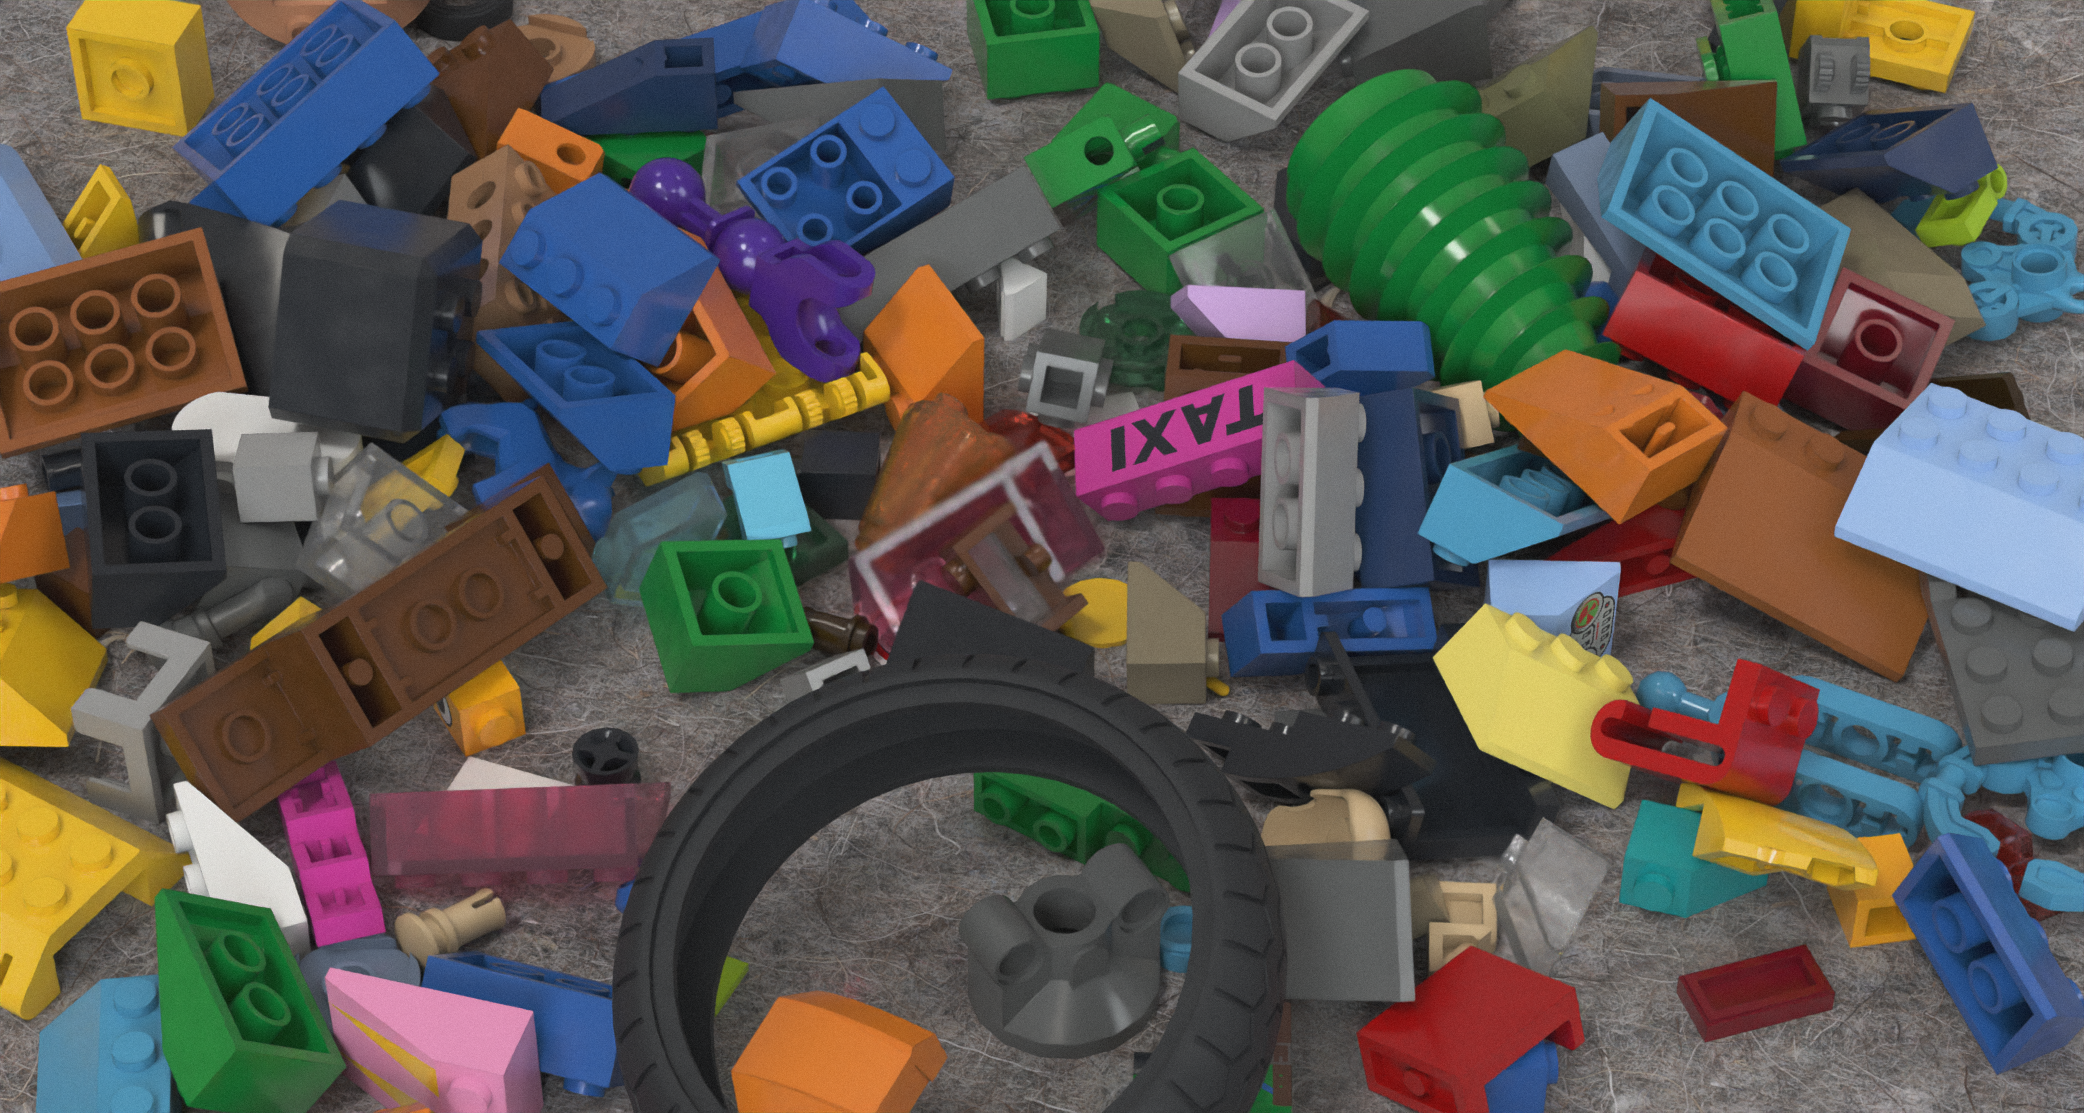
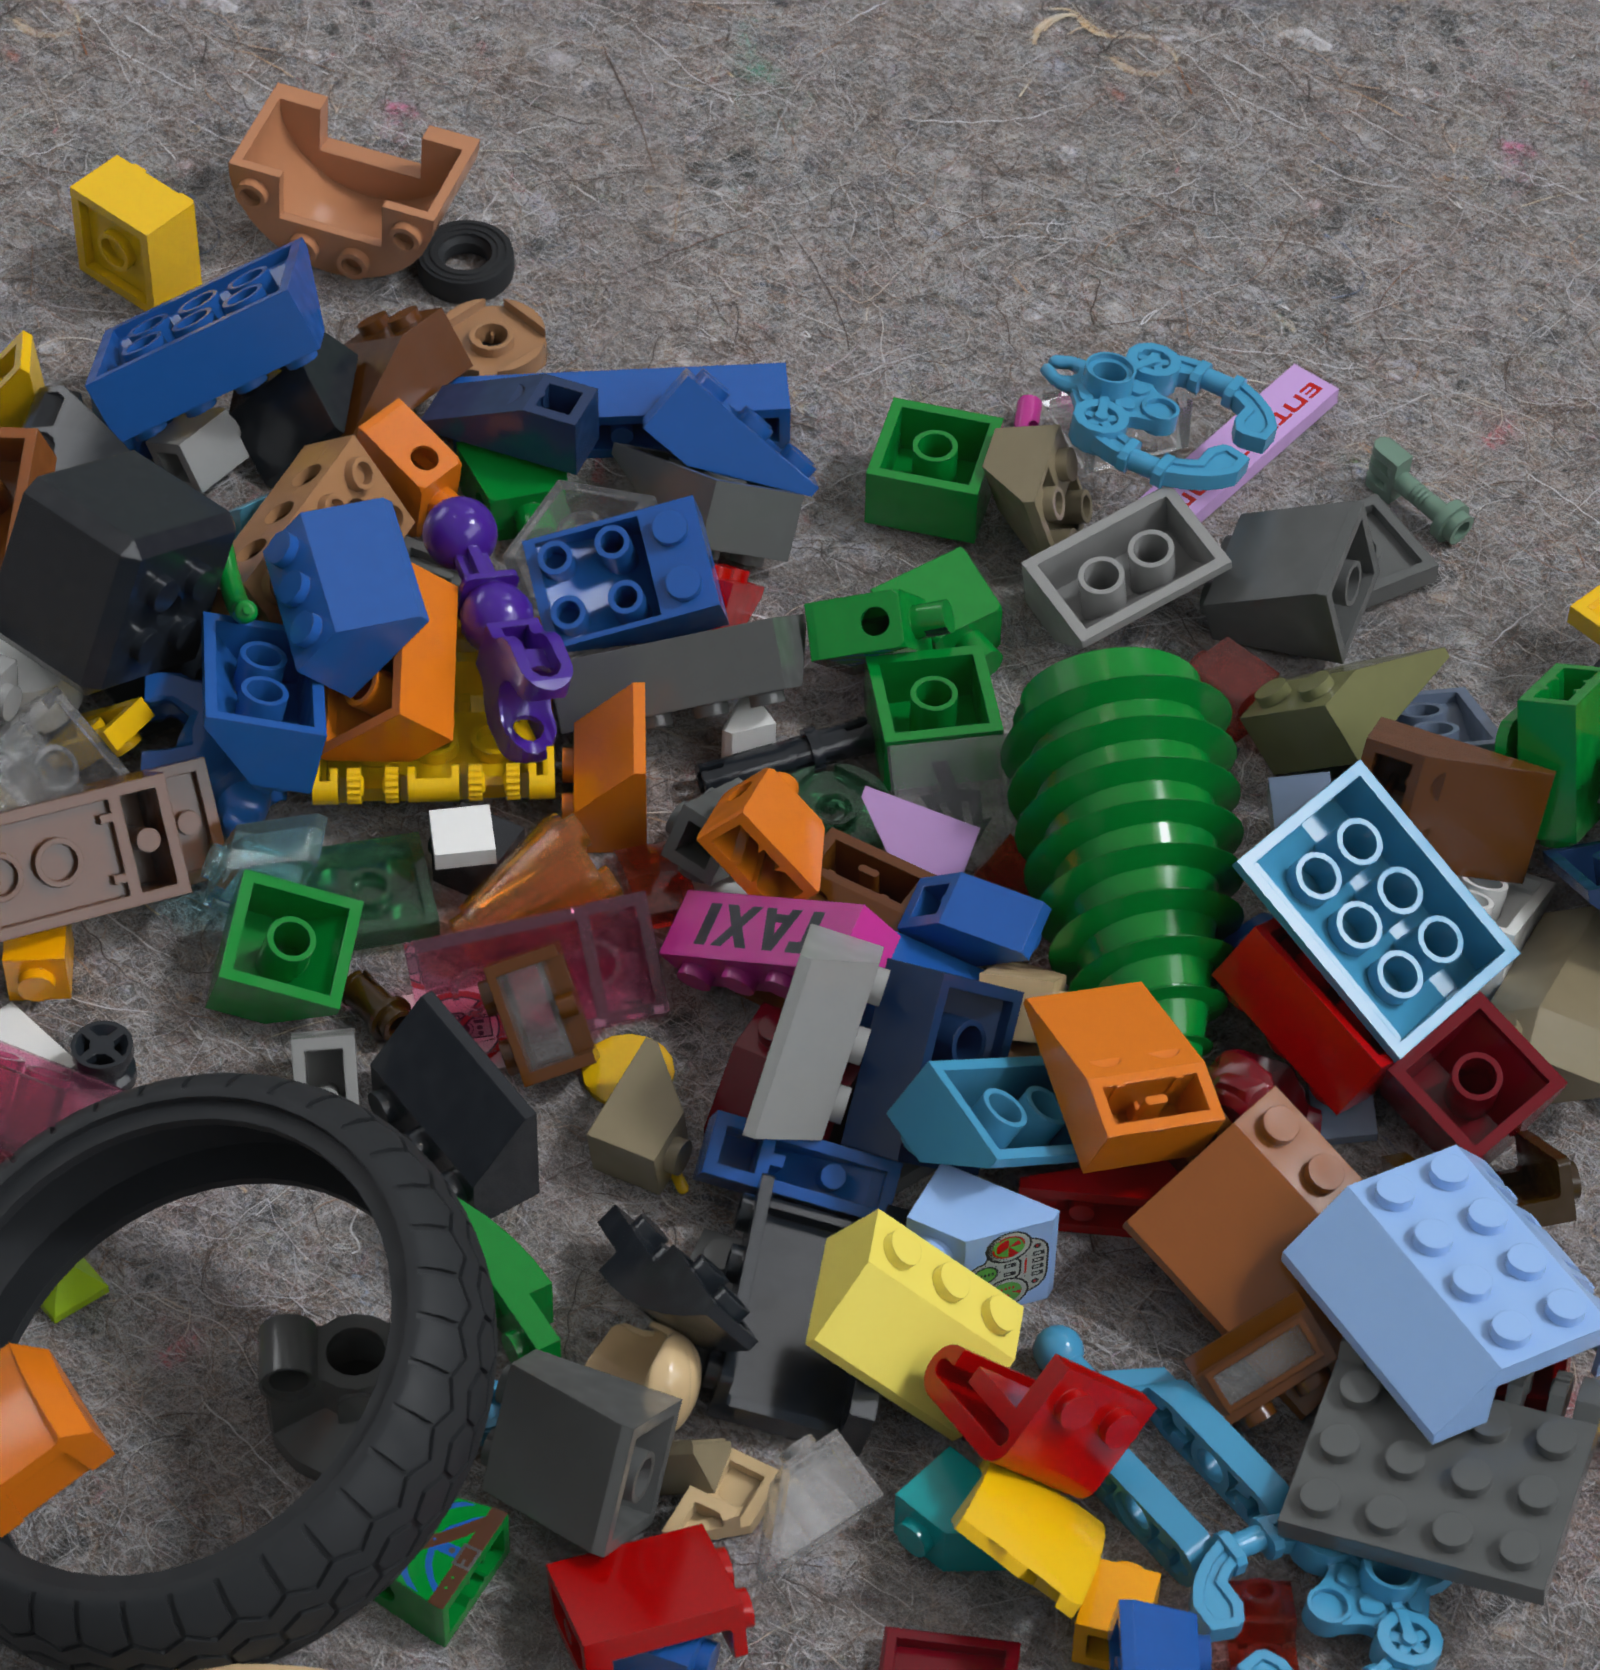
camera: 25 degrees right, 5 degrees up
(507, 314) = (234, 594): none -> green piece
(767, 497) = (381, 855): medium azure slope -> none
(833, 455) = (462, 837): none -> white tile
(1063, 306) = (808, 749): none -> black pin
(1120, 342) = (767, 837): none -> orange torso
(1859, 629) = (1262, 1360): none -> reddish brown window

